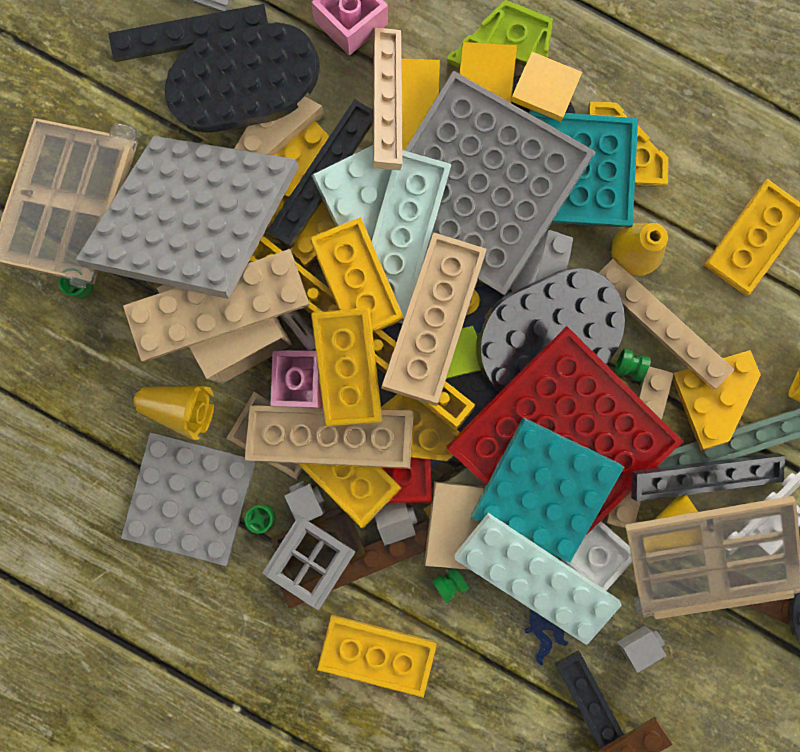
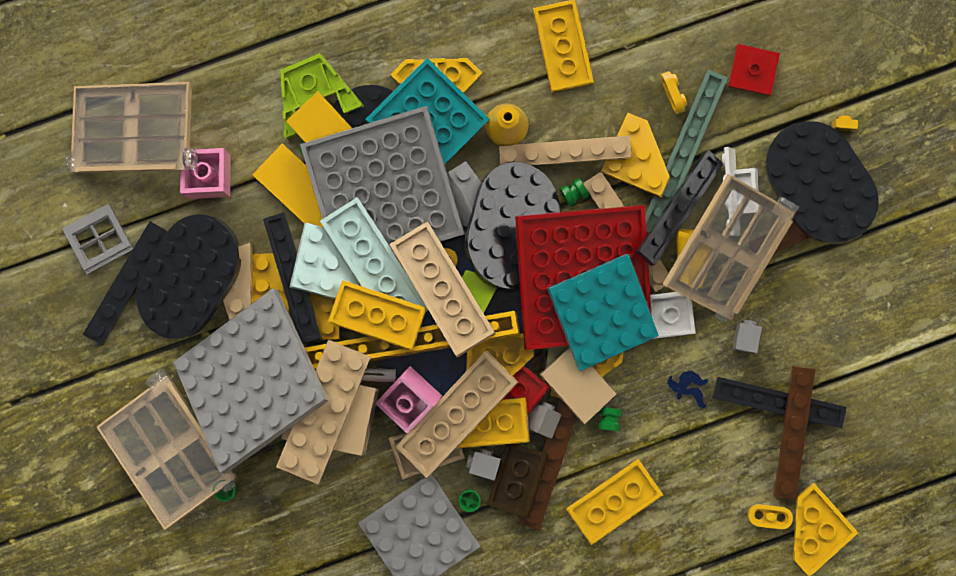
camera: 50 degrees left, 0 degrees up
(177, 407) = (357, 493): yellow cone -> none
(329, 576) = (540, 485): light grey piece -> none
(347, 366) = (426, 366): yellow tile -> none
(387, 99) = (281, 199): tan plate -> none
(537, 579) = (651, 364): light aqua plate -> none
(546, 86) = (359, 96): yellow tile -> none

